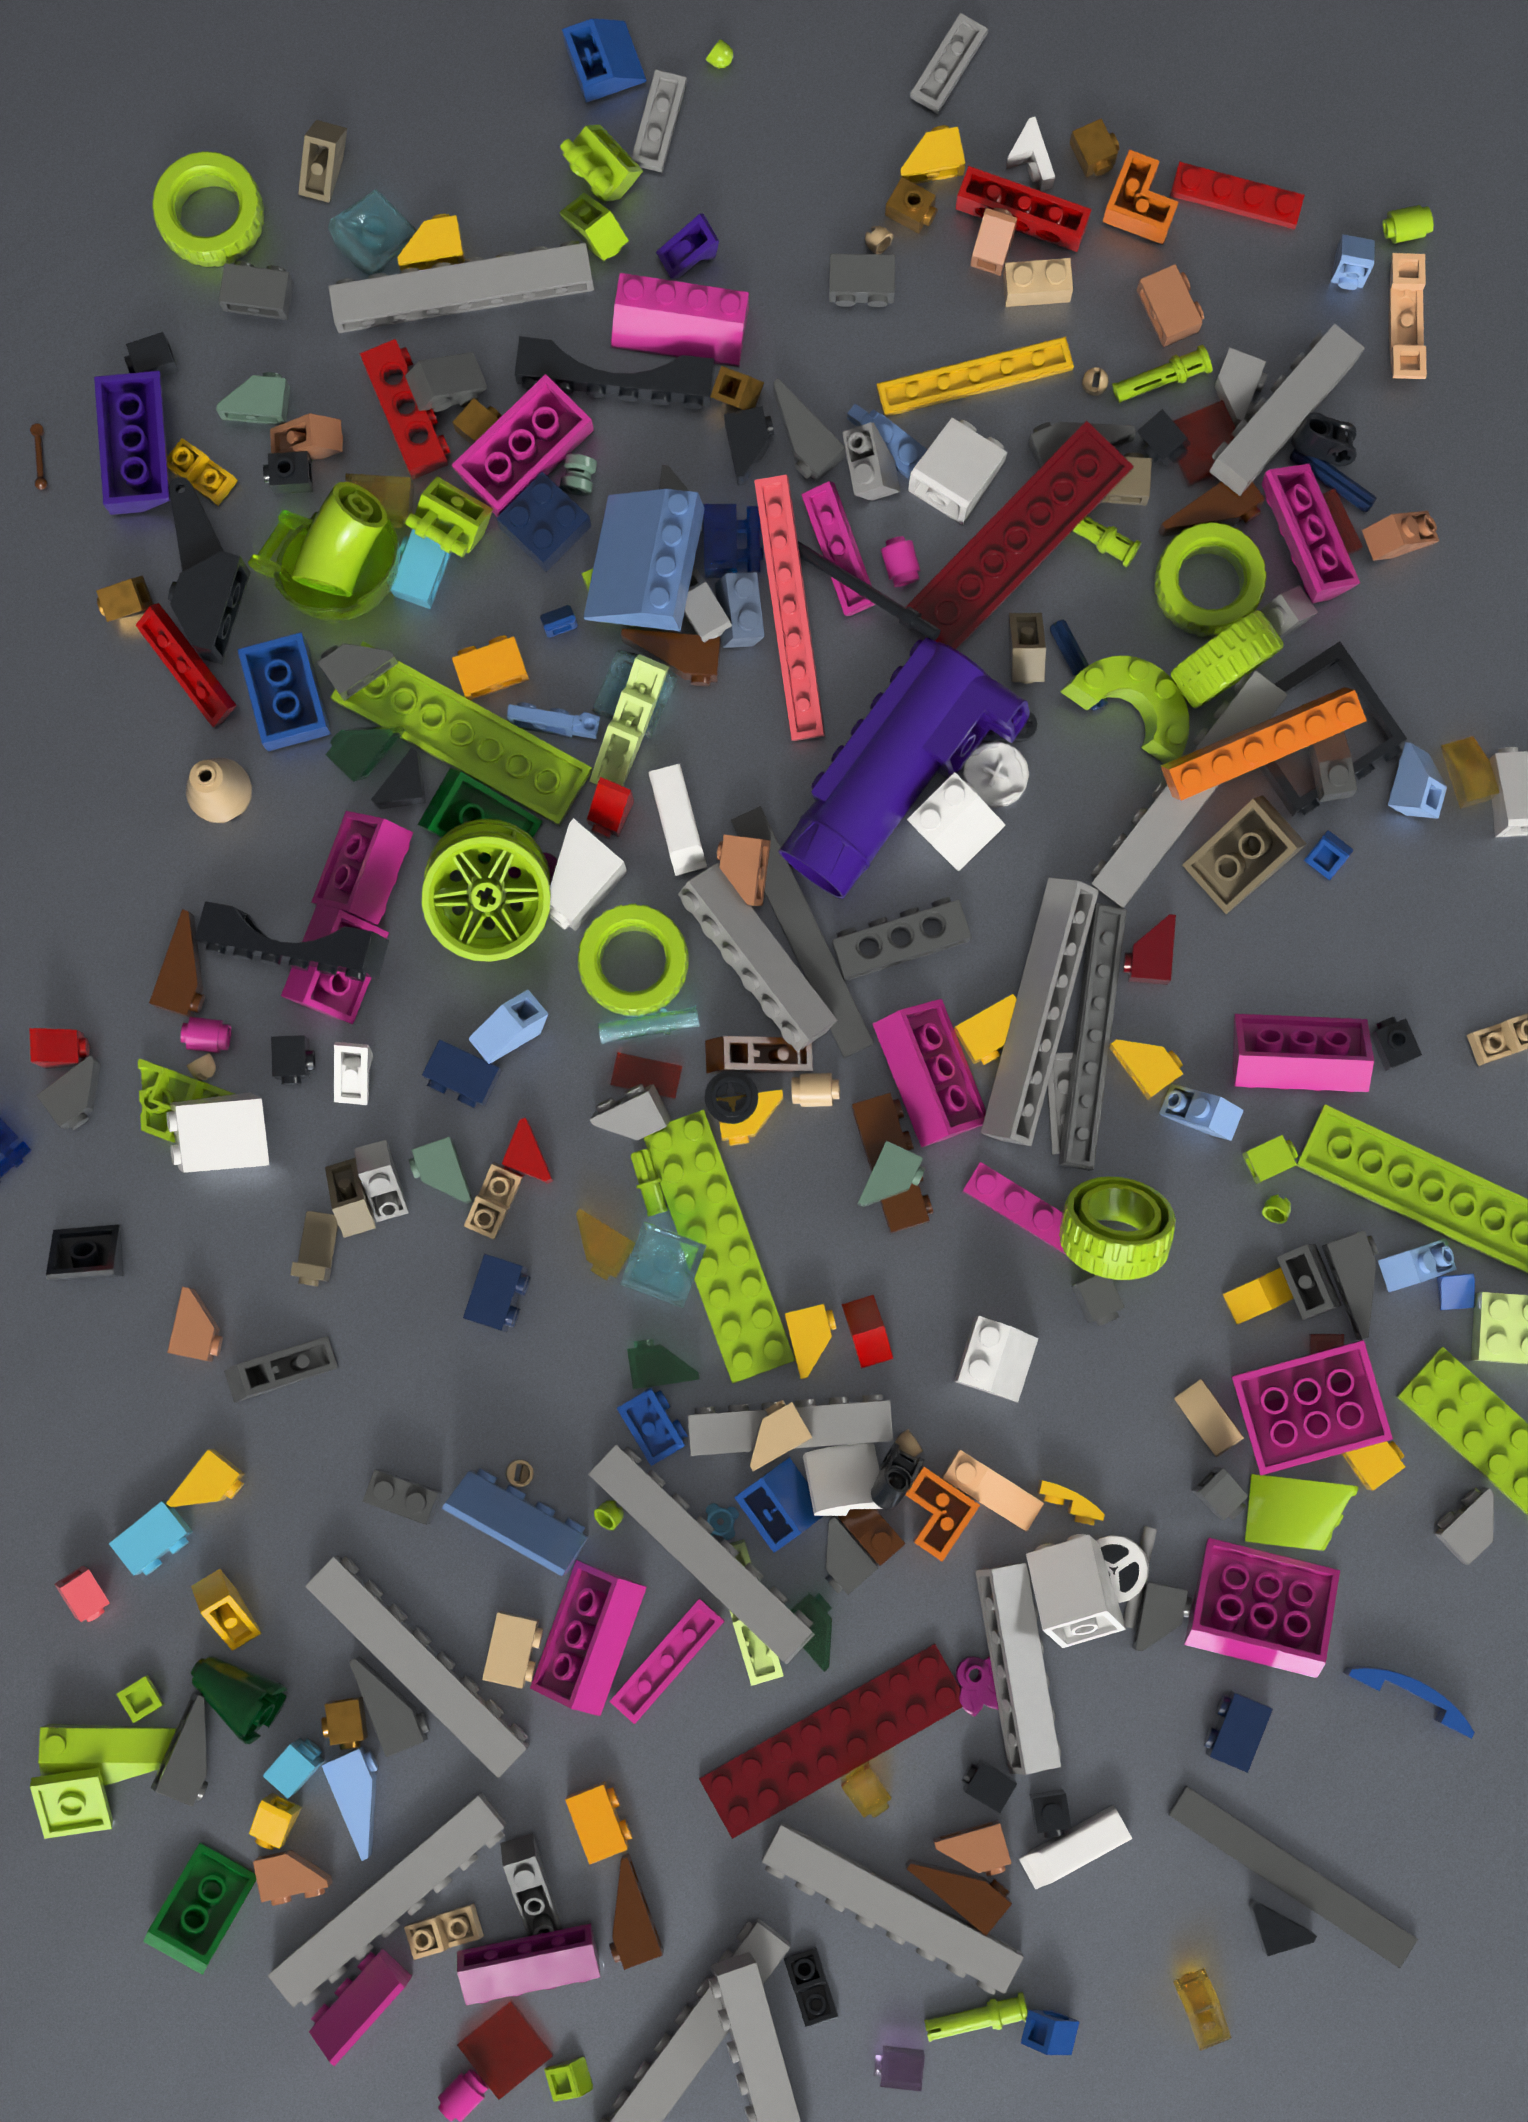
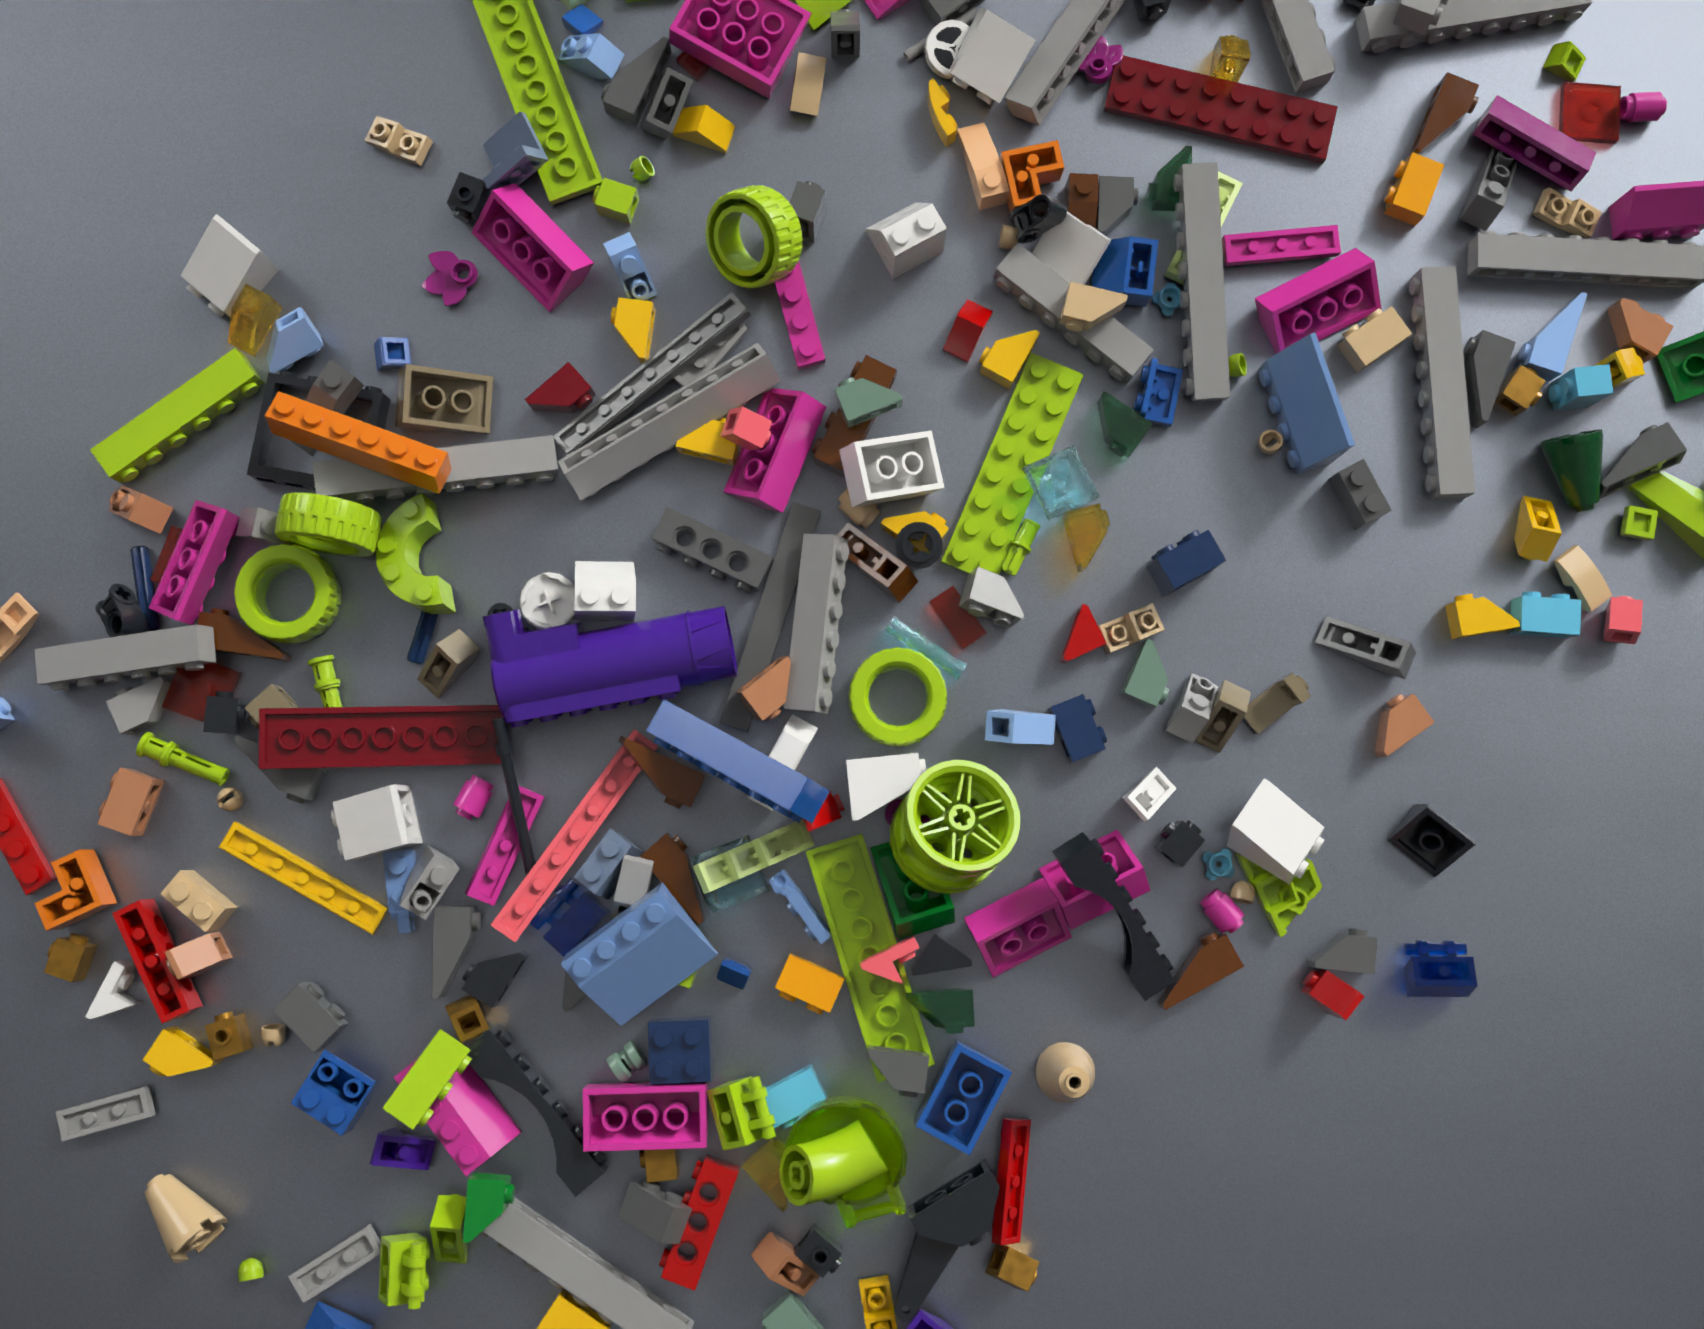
camera: 145 degrees left, 0 degrees up
(147, 1603) = (1580, 572): none -> tan slope
(252, 1072) = (1226, 868): none -> medium azure plate
(444, 735) = (882, 962): none -> coral slope
(584, 268) = (485, 1201): none -> green slope
(709, 777) = (737, 763): none -> brick
(716, 314) = (428, 1080): none -> lime brick
(754, 724) = (668, 776): none -> reddish brown slope
(783, 239) = (335, 1093): none -> blue slope
(811, 44) = (182, 1217): none -> tan cone
(814, 1140) = (891, 468): none -> white brick
(966, 1059) = (746, 428): none -> coral brick
(1348, 960) = (447, 279): none -> magenta plate
(1394, 1115) = (513, 153): none -> sand blue bracket
(1447, 637) = (177, 416): none -> lime brick

